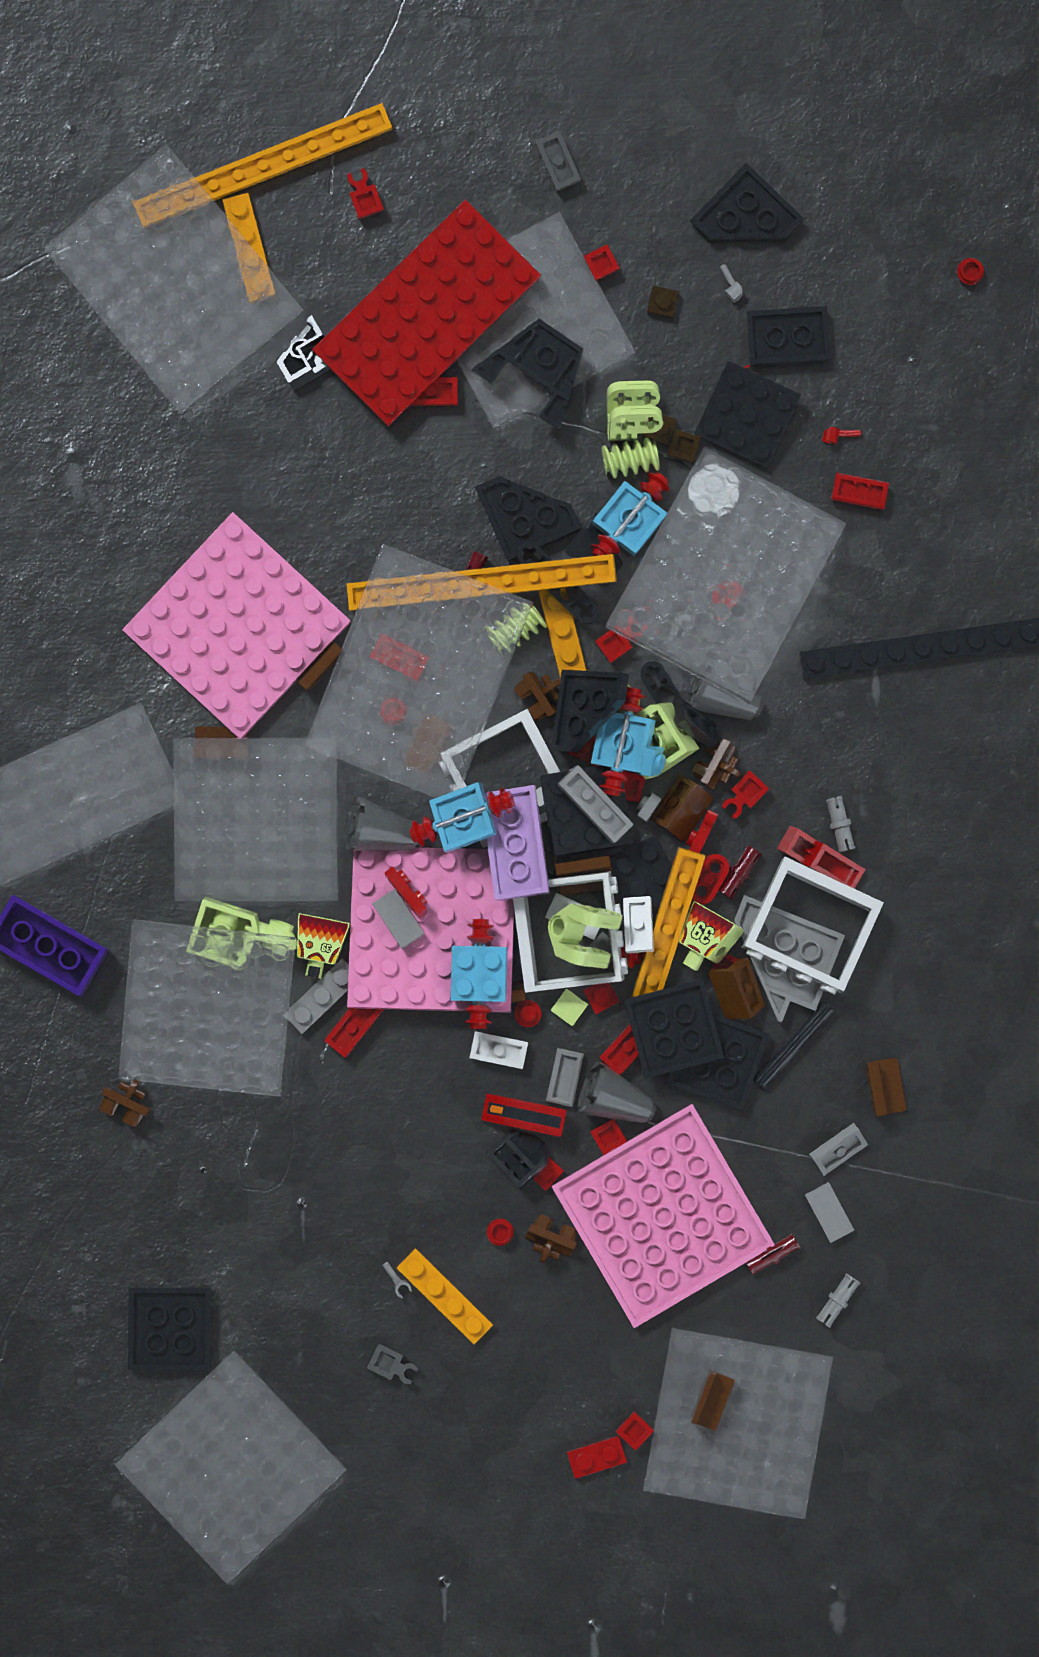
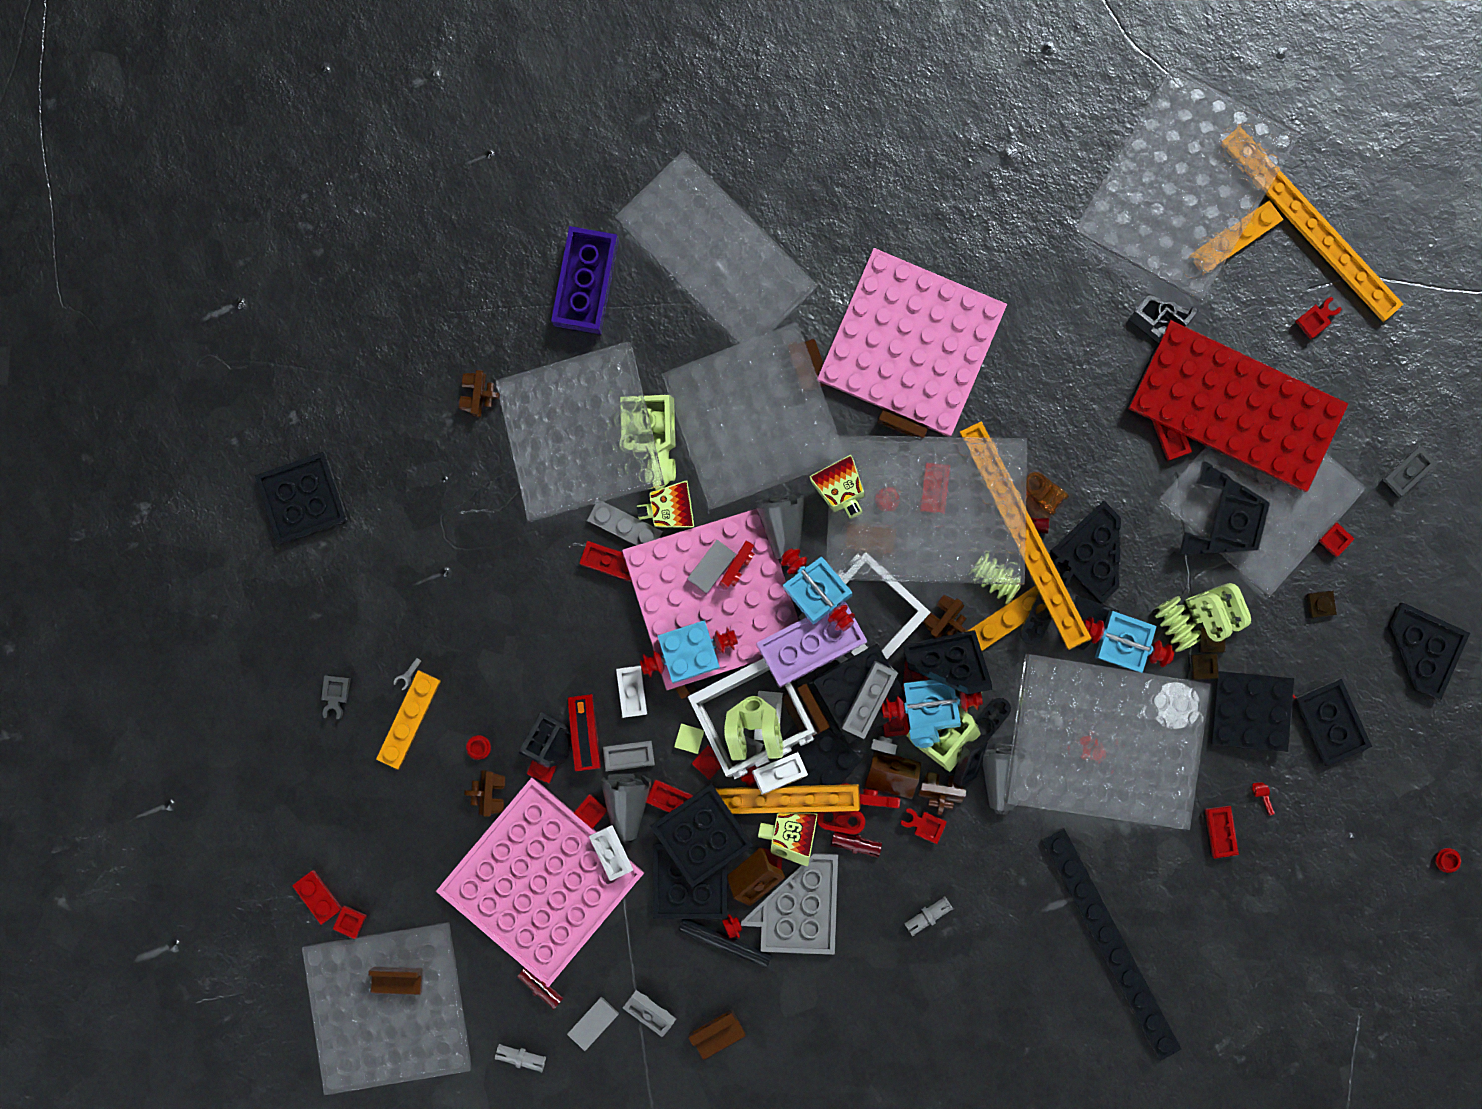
camera: 80 degrees right, 0 degrees up
(230, 1467) = (203, 591): clear plate -> none
(363, 755) = (840, 486): none -> torso
(445, 544) = (1045, 493): none -> clear orange piece
(527, 1013) = (671, 705): red plate -> none
(613, 645) = (1011, 666): red plate -> none
(658, 1129) = (611, 853): none -> white plate
(734, 292) = (1353, 662): light grey hand -> none
(780, 1031) = (732, 926): none -> red plate
(820, 857) = (892, 909): red slope -> none
(828, 885) = (872, 924): white window -> none

